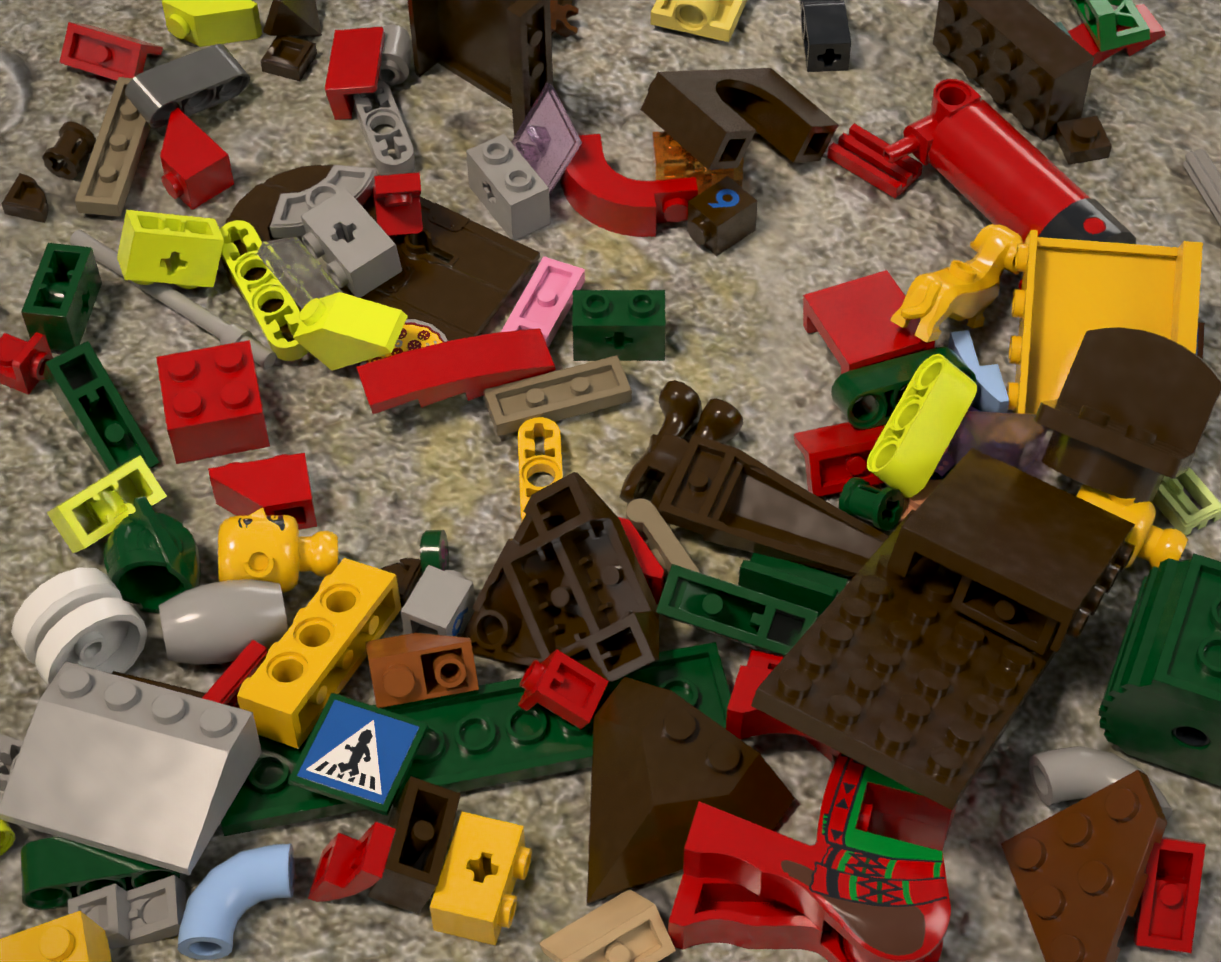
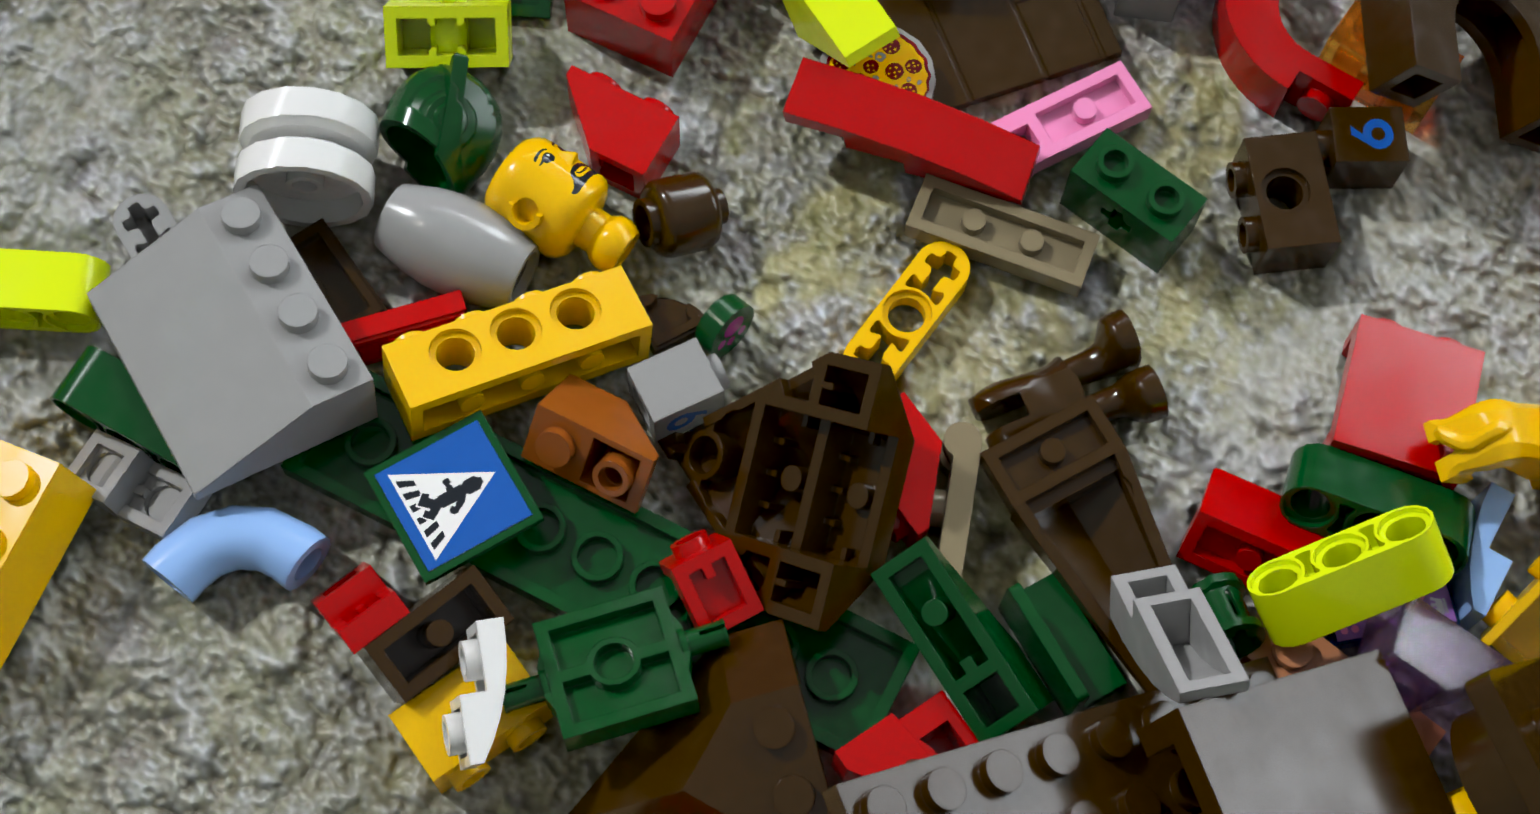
camera: 35 degrees right, 15 degrees up
(351, 510) = (680, 214): none -> dark brown head
(493, 856) = (476, 715): none -> white slope
(549, 773) = (615, 668): none -> dark green plate
(705, 271) = (1293, 172): none -> dark brown brick
(857, 514) = (1174, 635): none -> light grey slope

